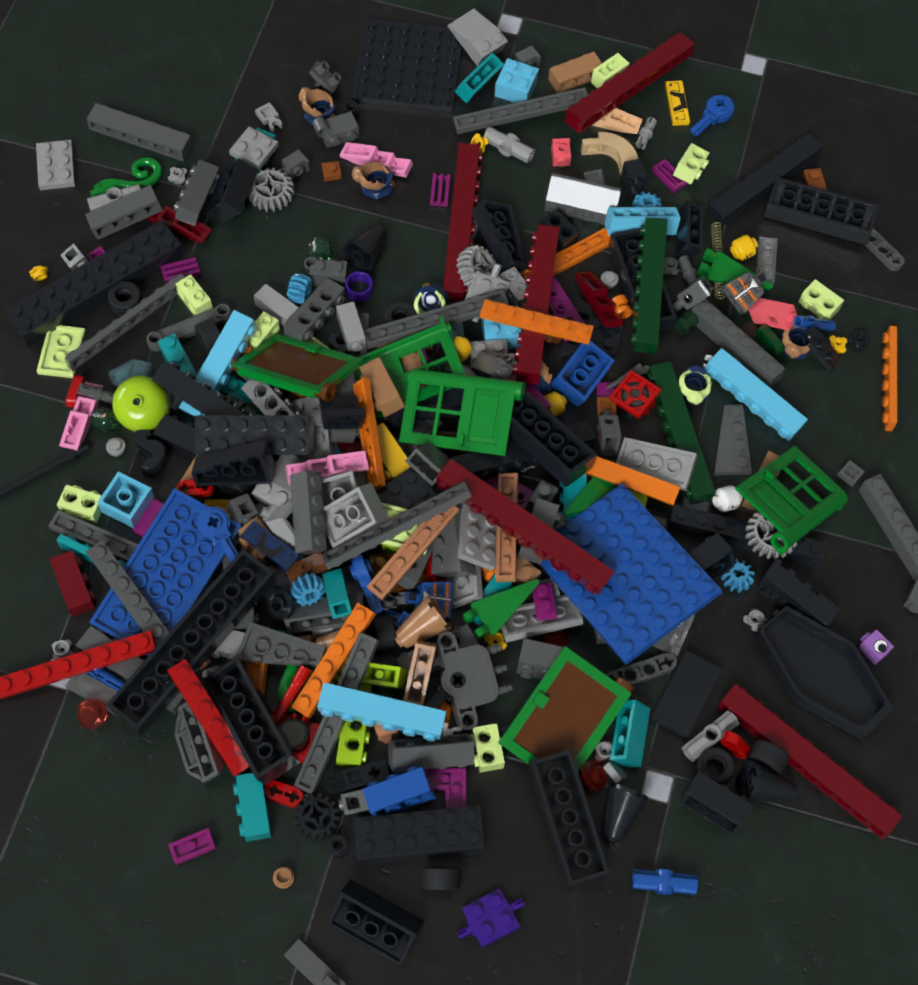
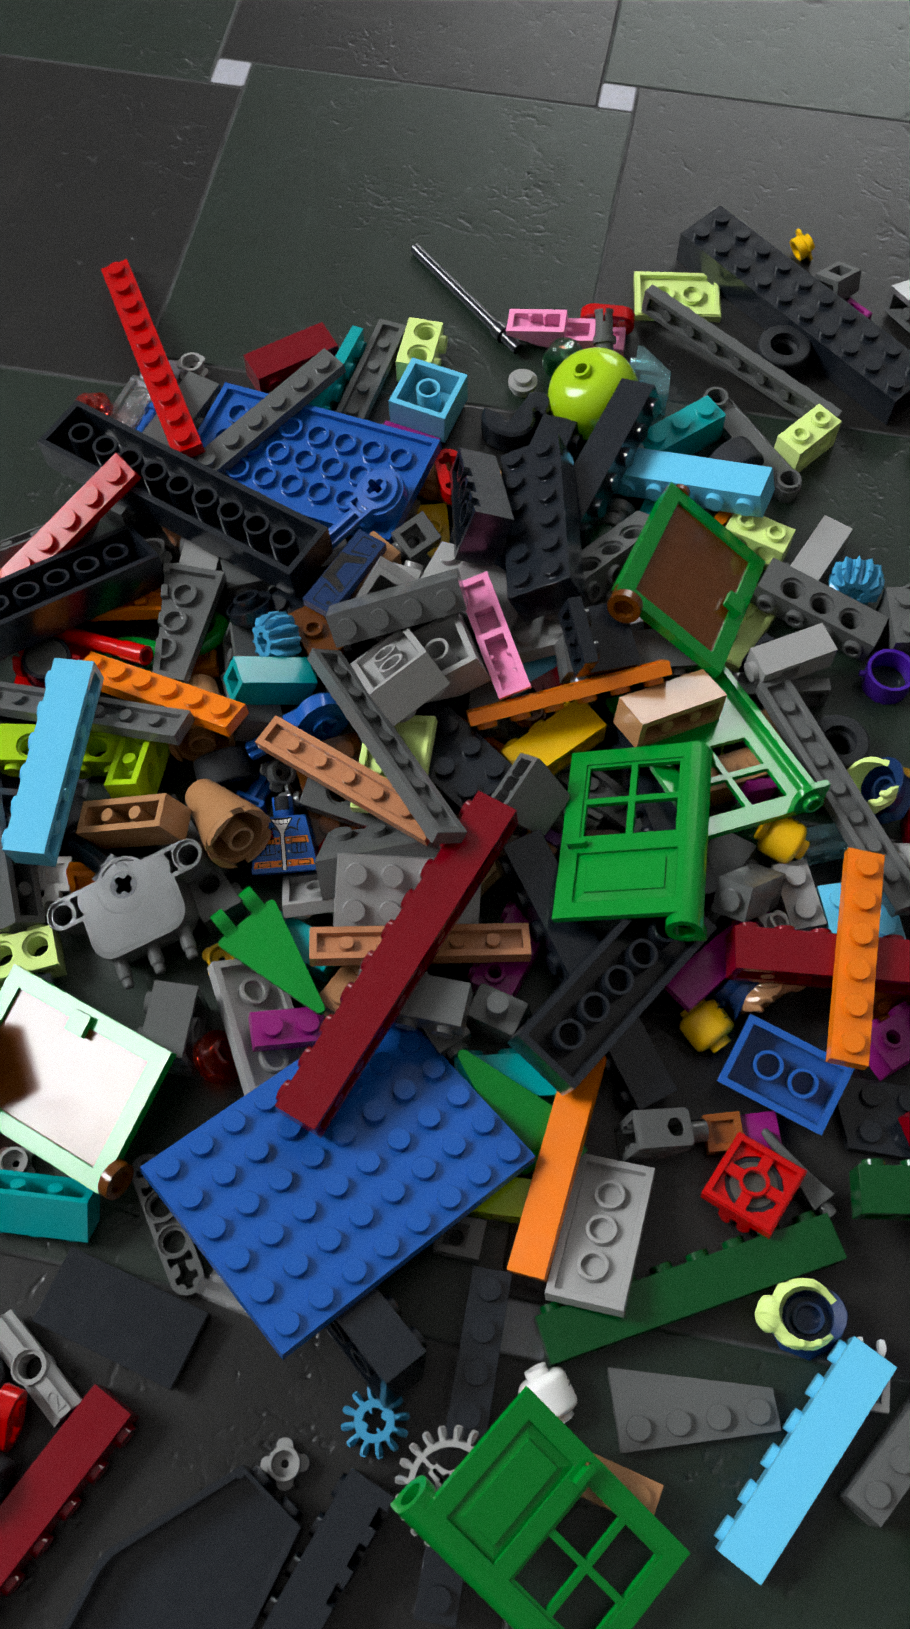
camera: 90 degrees right, 0 degrees up
(180, 268) = (861, 420): magenta tile -> none

